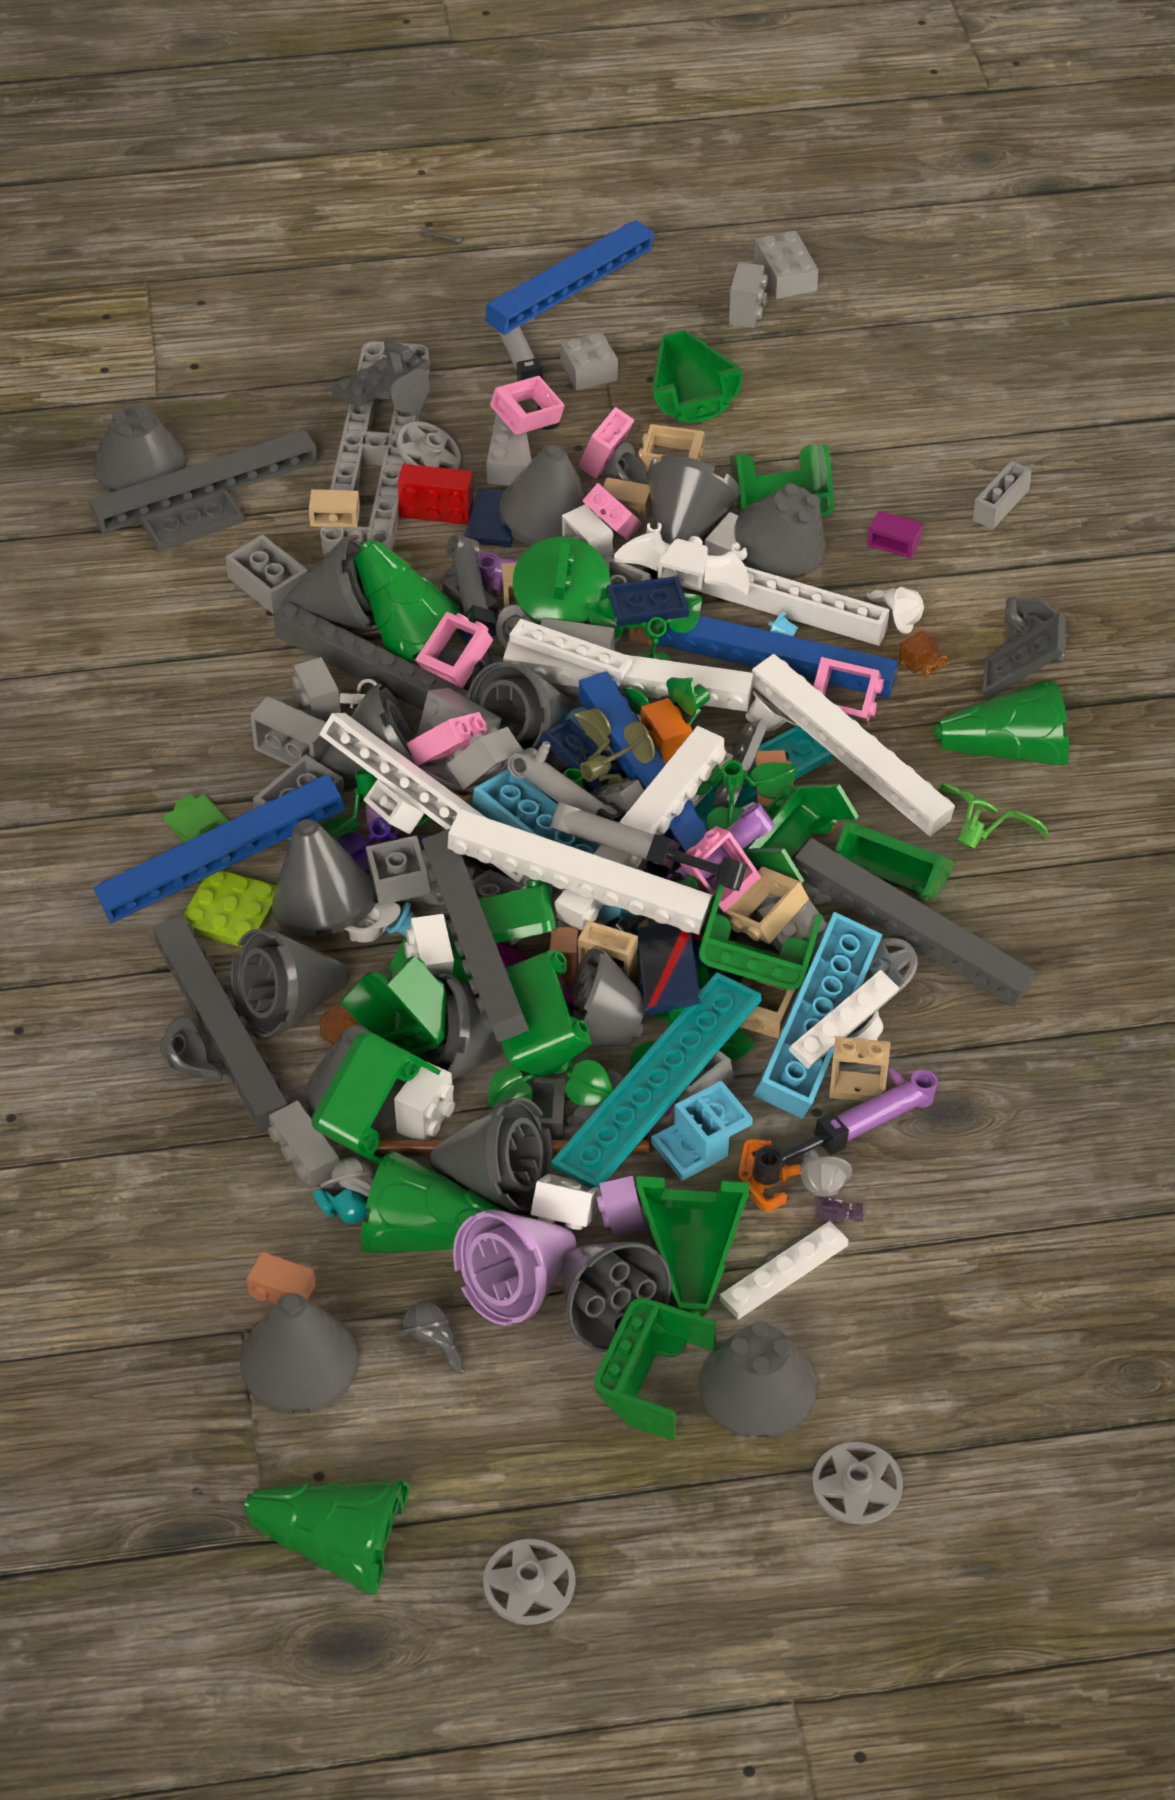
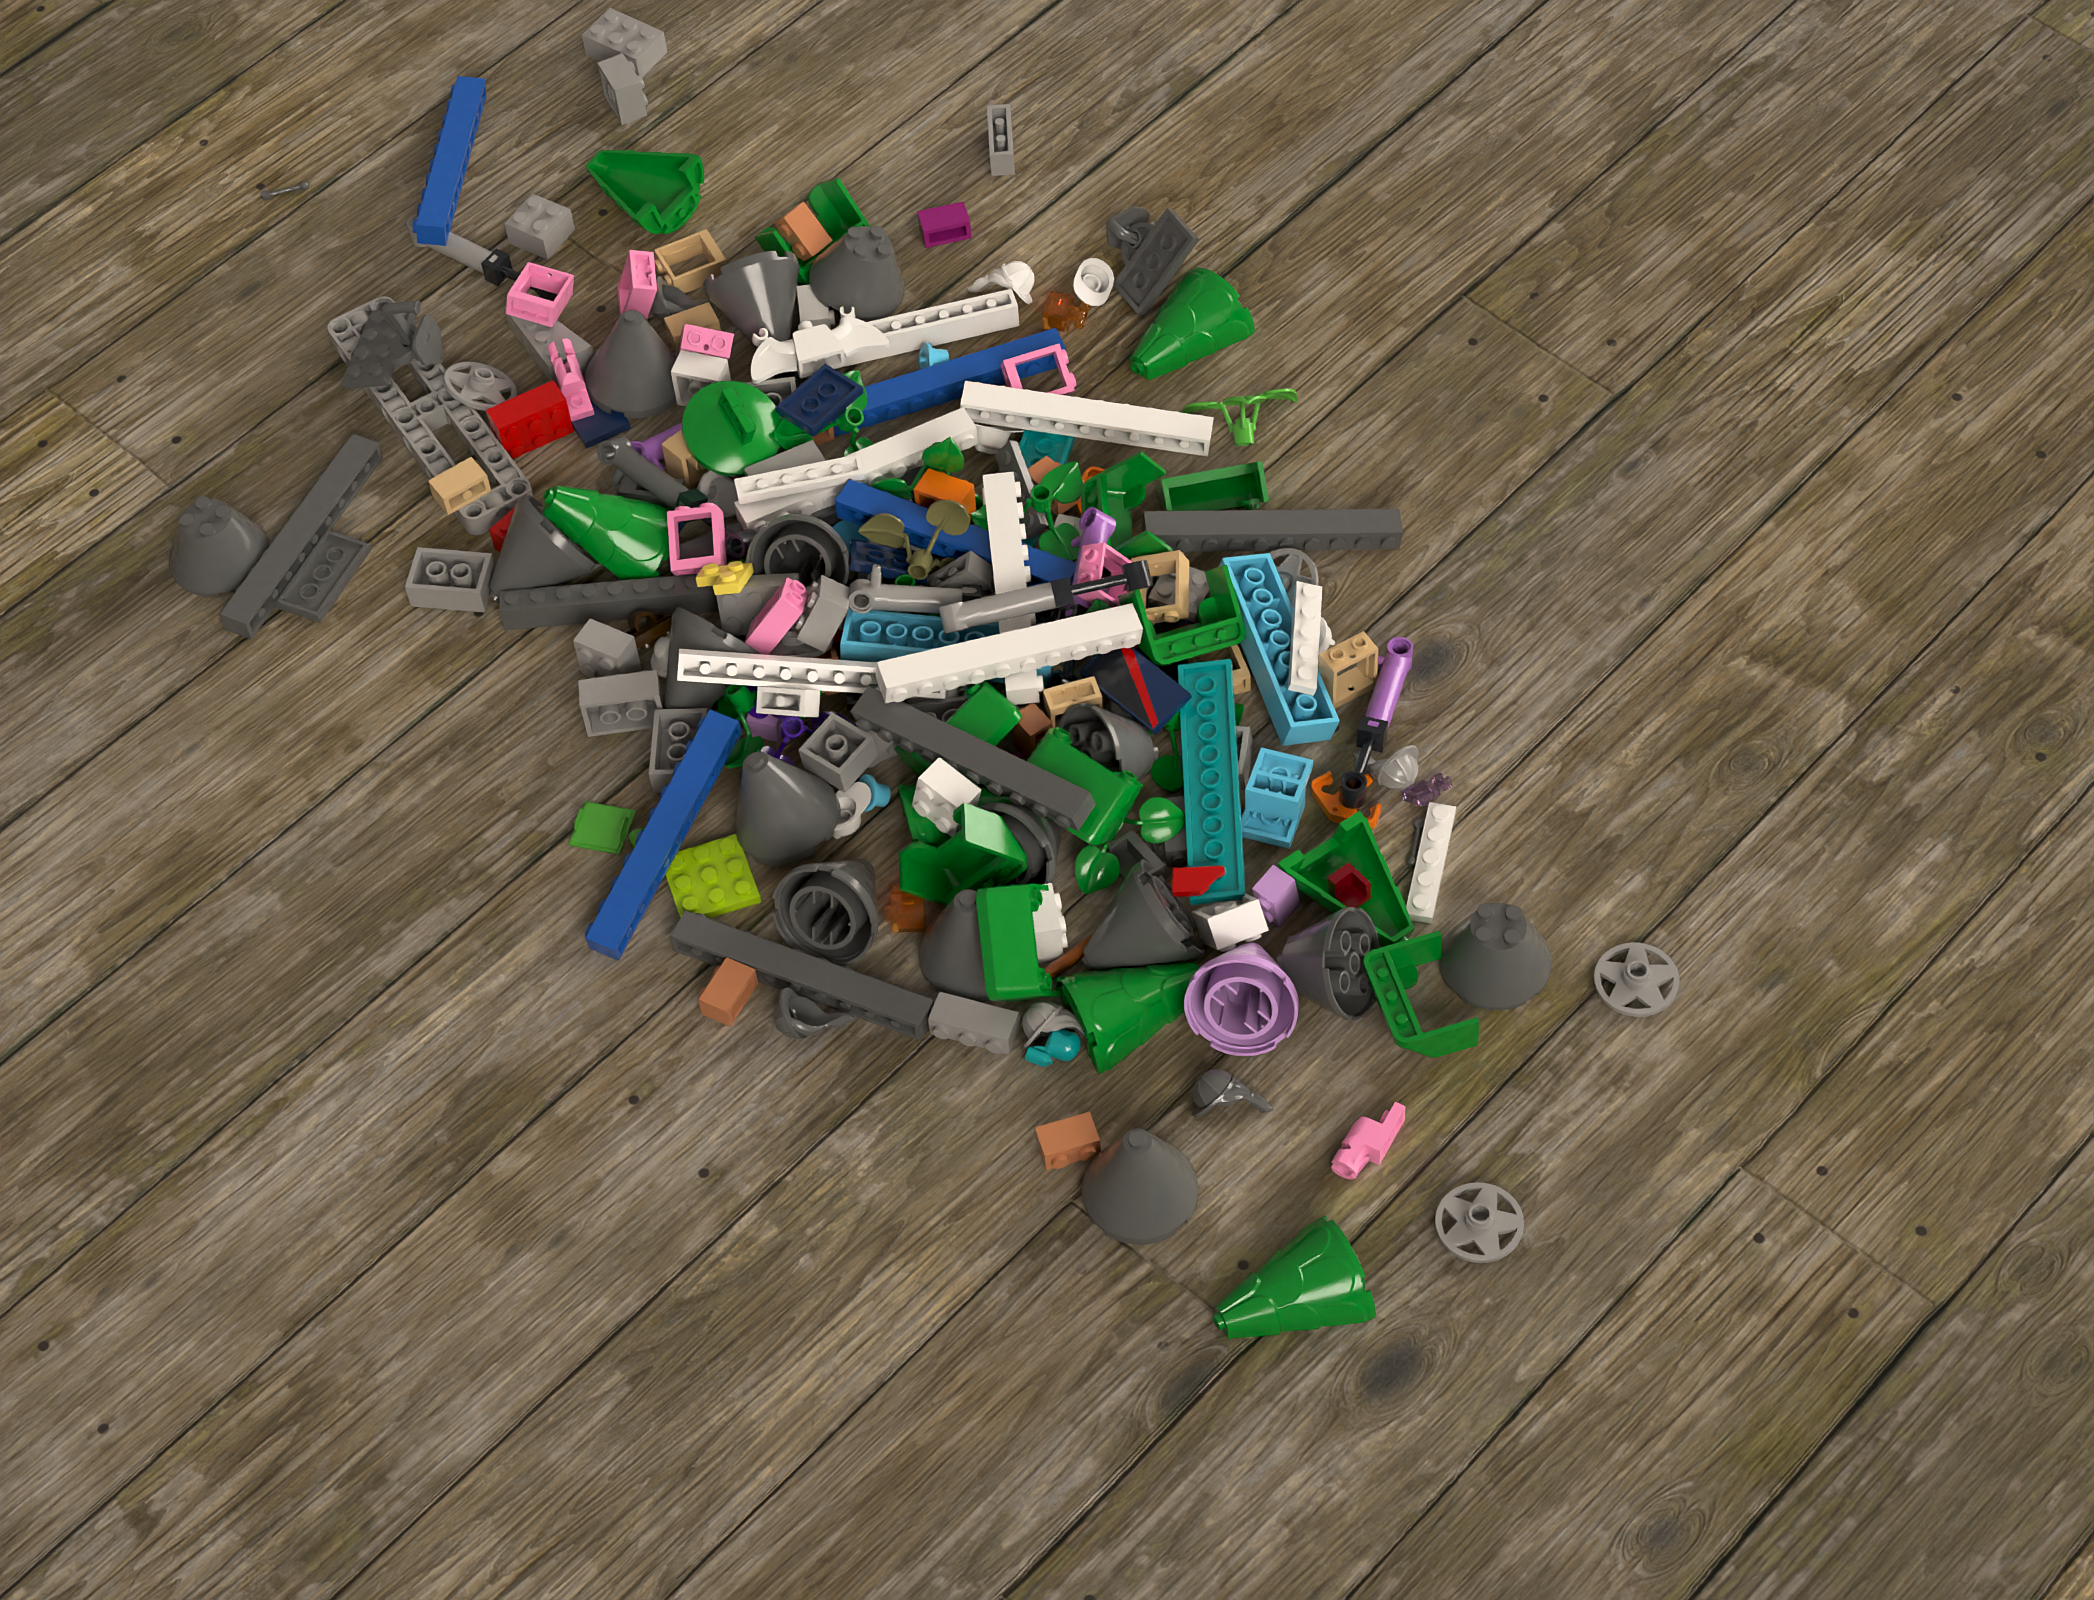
camera: 35 degrees left, 5 degrees up
(156, 997) = (727, 991): none -> nougat piece
(442, 688) = (725, 578): none -> light yellow plate
(491, 482) = (571, 381): none -> bright pink plate
(507, 1452) = (1367, 1142): none -> bright pink plate
(566, 1148) = (1194, 880): none -> red tile
(689, 1240) = (1349, 886): none -> dark red panel
(771, 471) = (802, 231): none -> nougat piece
(964, 644) = (1093, 281): none -> white piece

